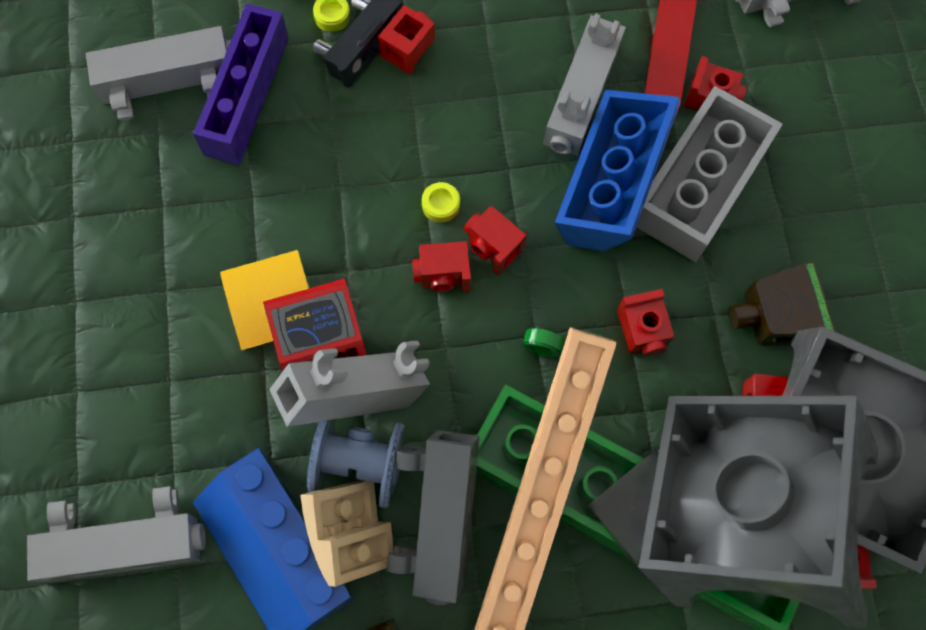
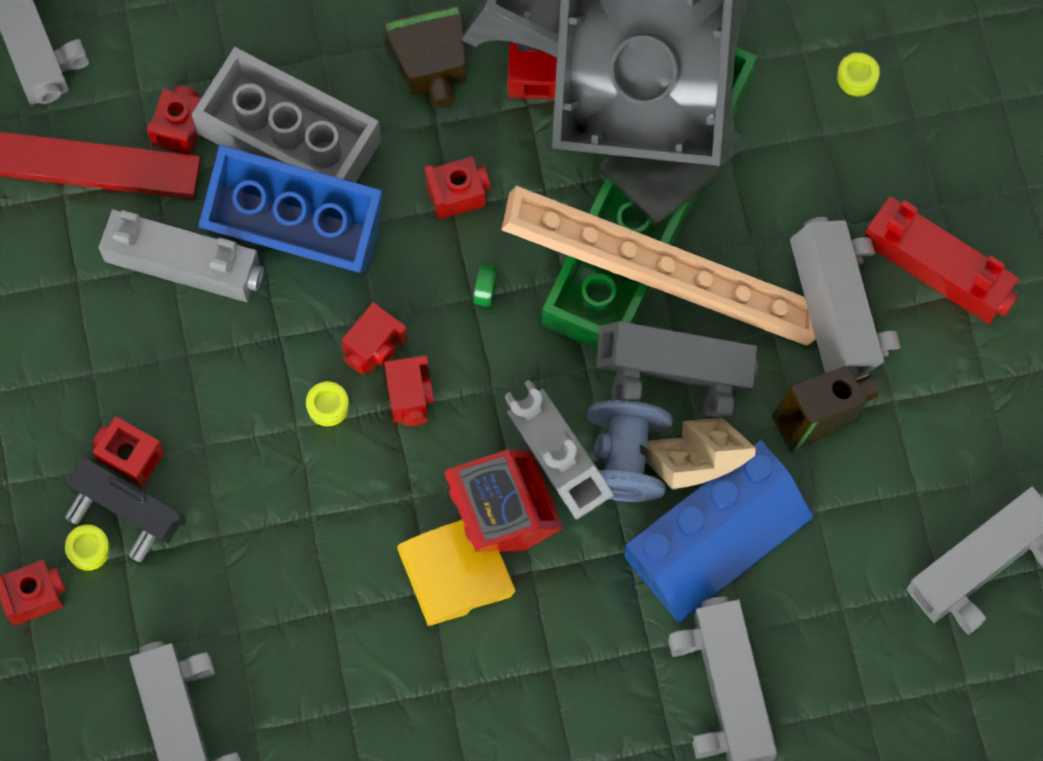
camera: 90 degrees left, 0 degrees up
(242, 84) = (201, 624): dark purple brick -> none

